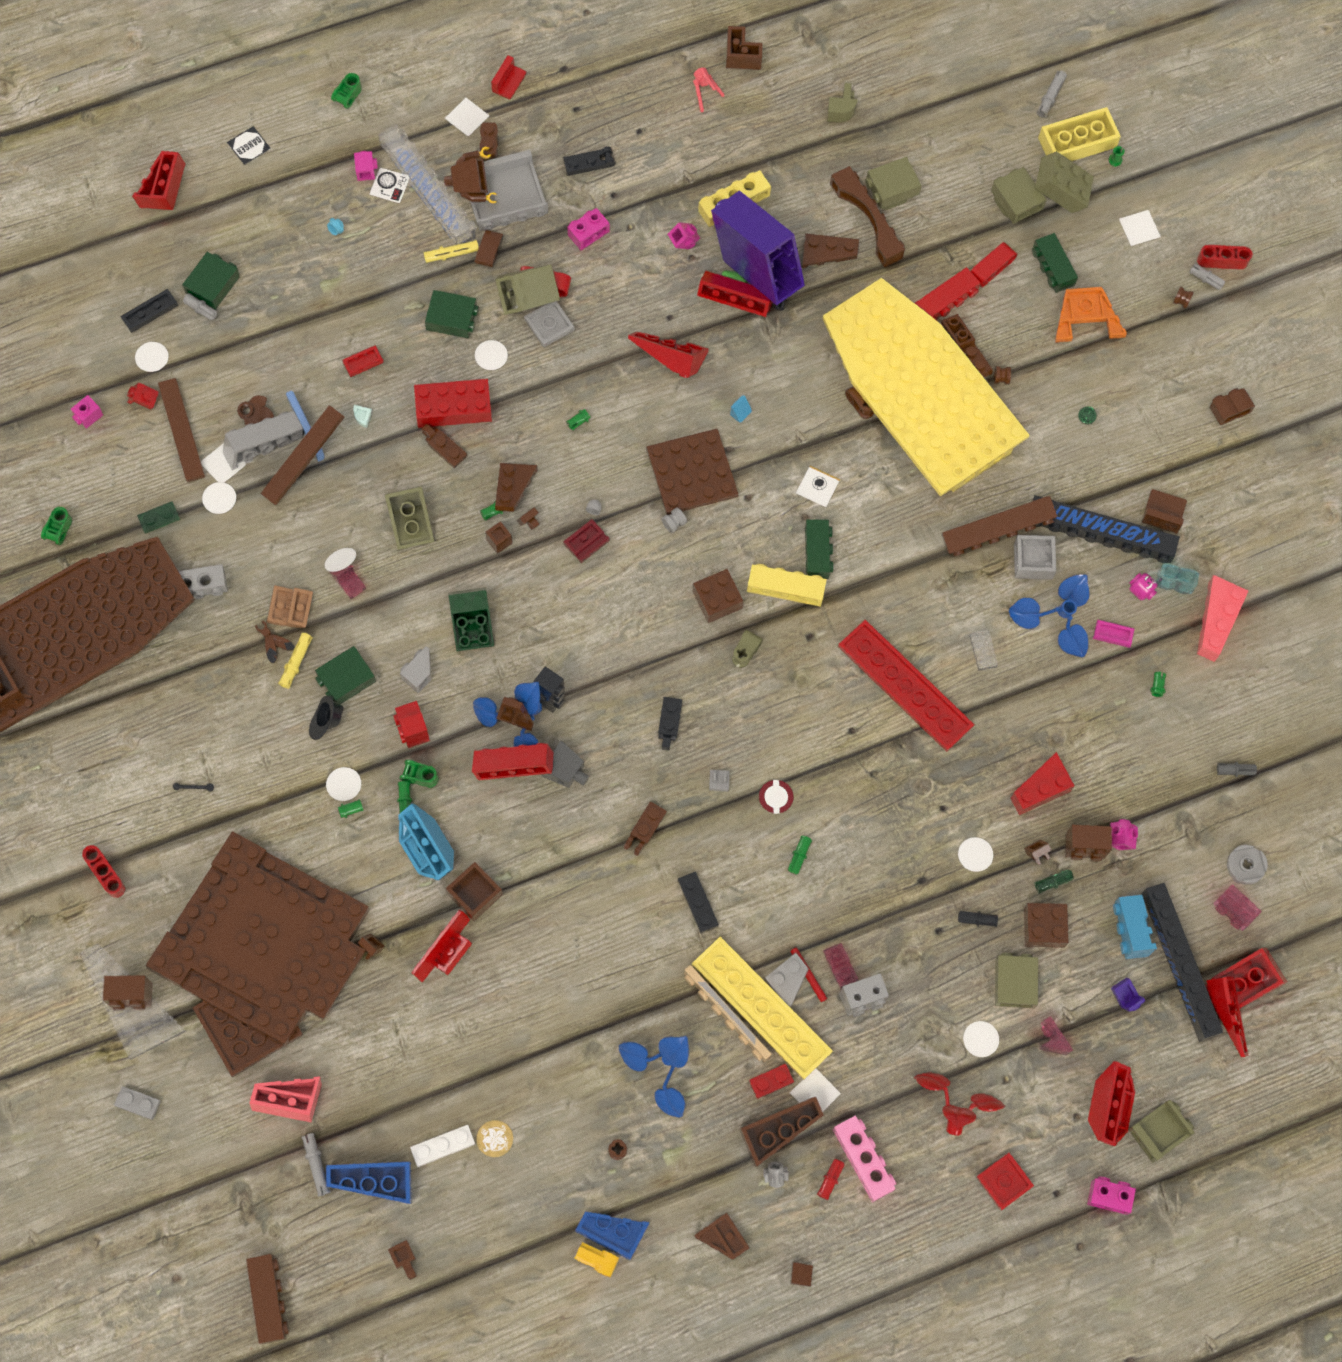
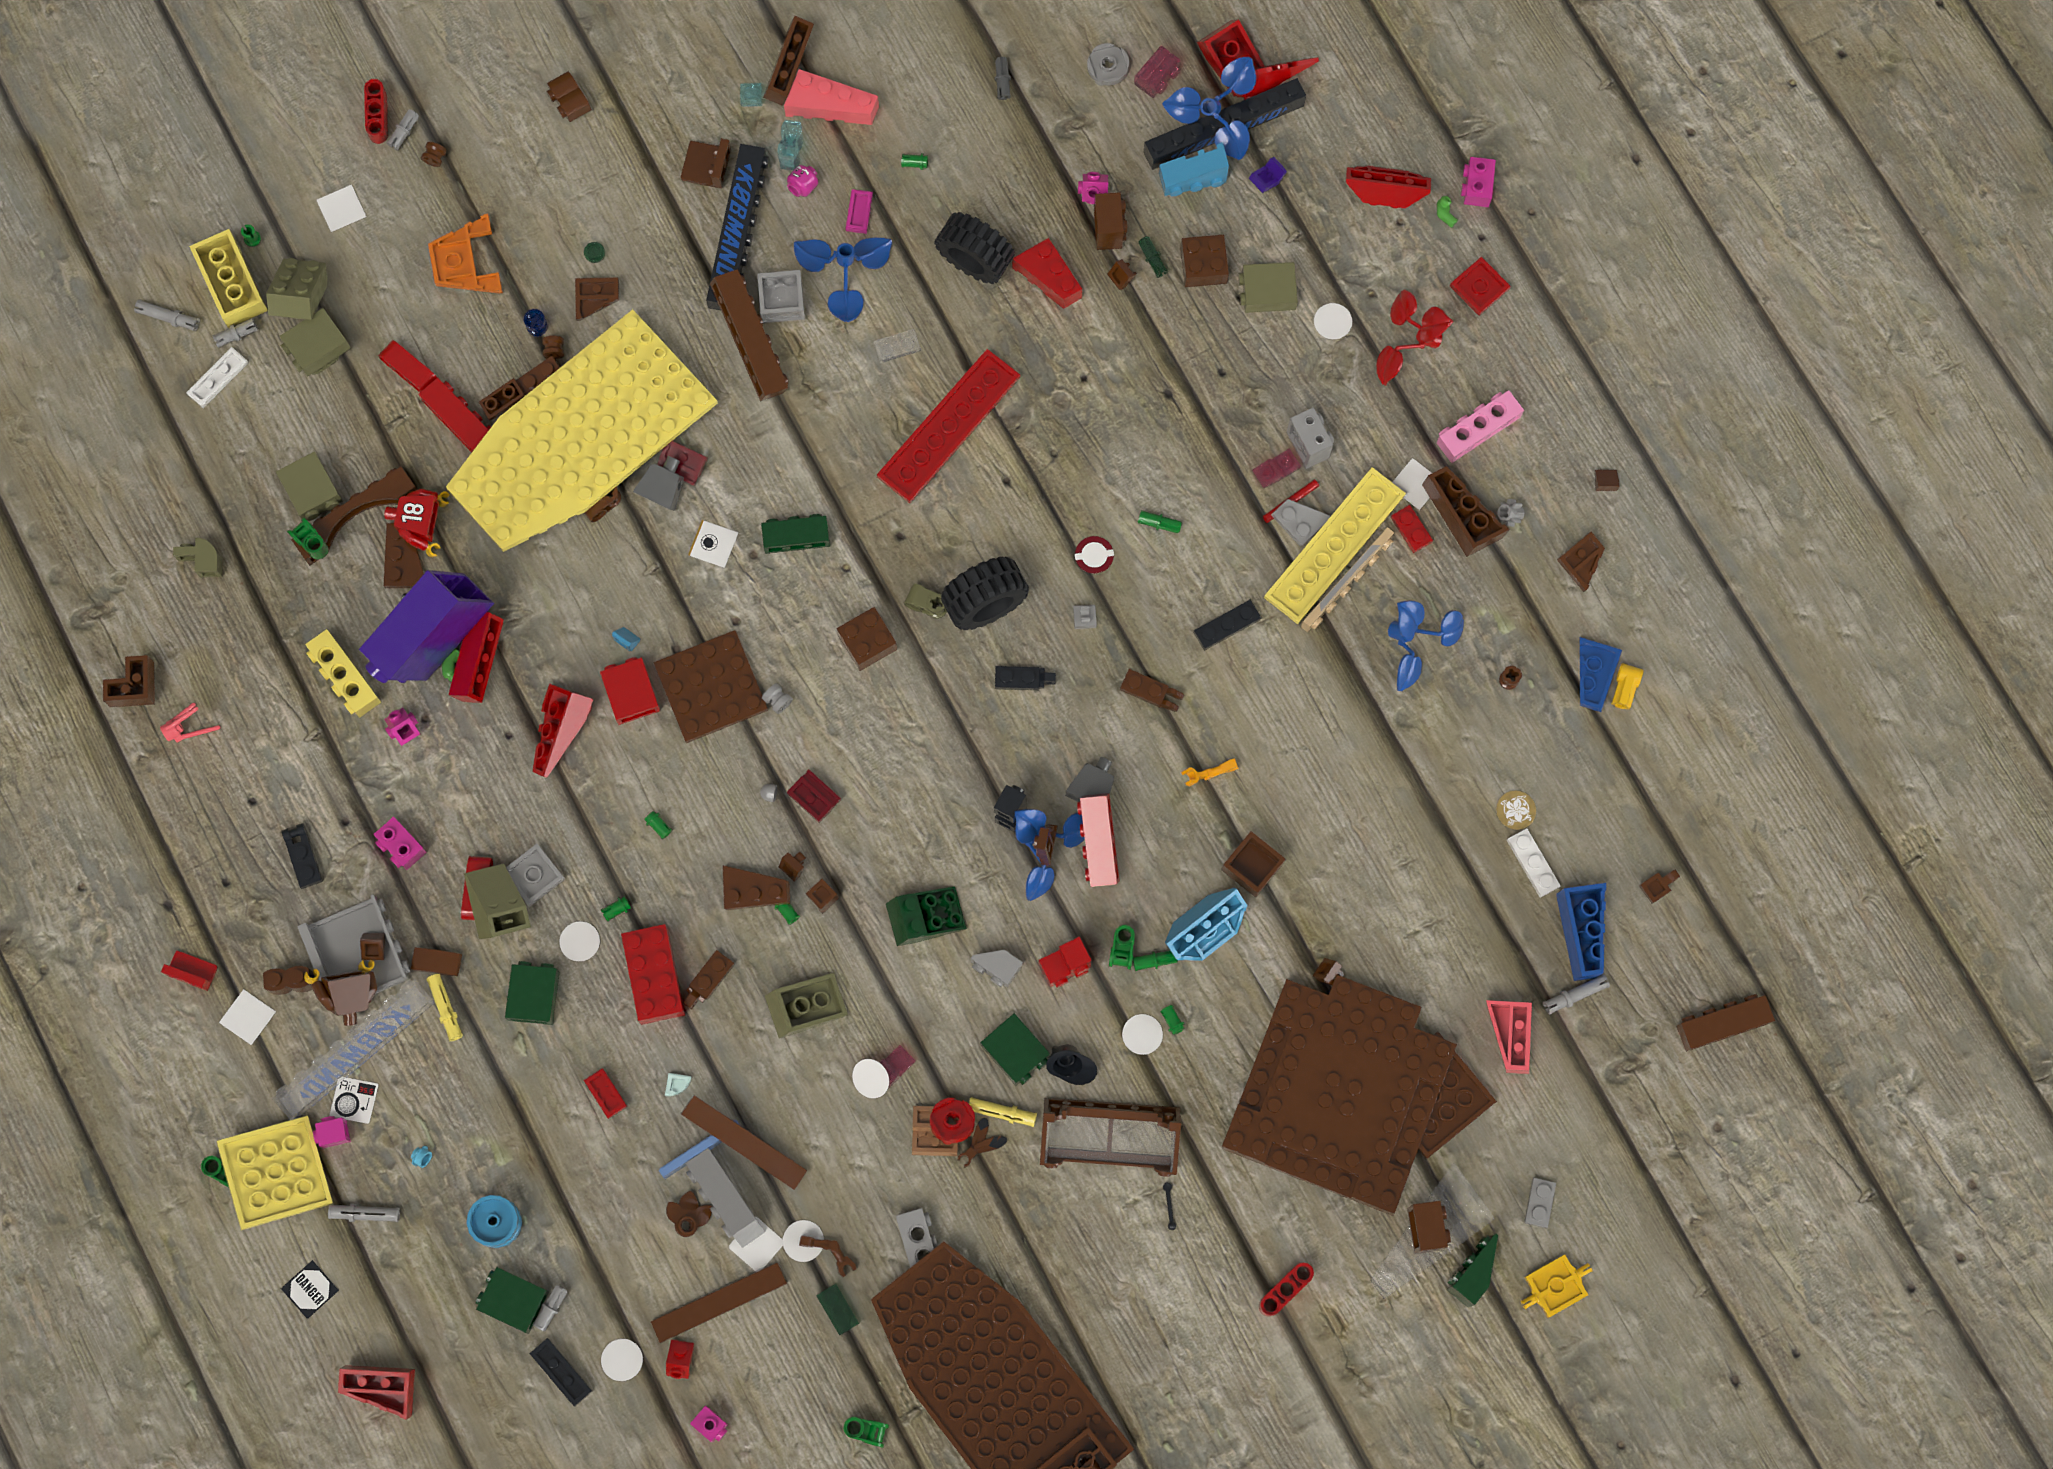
camera: 95 degrees left, 5 degrees up
(61, 1104) = (1556, 1286): none -> yellow plate
(75, 1025) = (1475, 1277): none -> dark green slope
(216, 498) = (835, 1249): none -> reddish brown piece
(262, 743) = (1110, 1134): none -> windscreen
(273, 270) = (484, 1212): none -> dark azure wheel
(298, 608) = (957, 1109): none -> red plate
(300, 177) = (336, 1212): none -> light grey pin
(338, 121) = (274, 1172): none -> light yellow plate
(446, 949) = (1322, 886): red bracket -> none
(507, 202) = (372, 946): none -> reddish brown slope
(512, 381) = (616, 908): none -> green pin
(563, 867) = (1207, 774): none -> light orange piece
(694, 407) = (629, 690): none -> red brick
(742, 688) = (984, 593): none -> black tyre
(786, 585) = (845, 563): light yellow brick -> none
(831, 1179) = (1505, 458): red axle -> none
(848, 174) = (307, 537): none -> green piece
(858, 257) = (417, 517): none -> red torso
(871, 446) = (661, 484): none -> dark grey torso
(891, 466) = (690, 462): none -> dark red plate
(975, 854) = (1131, 340): white sticker -> none
(977, 918) = (1205, 331): black axle -> none
(996, 127) = (217, 377): none -> white tile
(1028, 360) = (533, 318): none -> clear blue wheel
(1033, 141) = (235, 332): none -> light grey pin
(1047, 411) = (594, 295): none -> reddish brown wing
(1054, 263) = (400, 298): dark green brick -> none
(1058, 1043) = (1326, 243): clear pink slope -> none
(1066, 717) = (974, 247): none -> black tyre
(1083, 1158) = (1443, 211): none -> bright green arm
(1162, 1130) = (1403, 137): olive panel -> none
(1196, 921) = (1185, 106): none -> blue plant
(1229, 555) = (751, 94): none -> clear light blue plate
(1260, 585) = (788, 60): none -> reddish brown brick

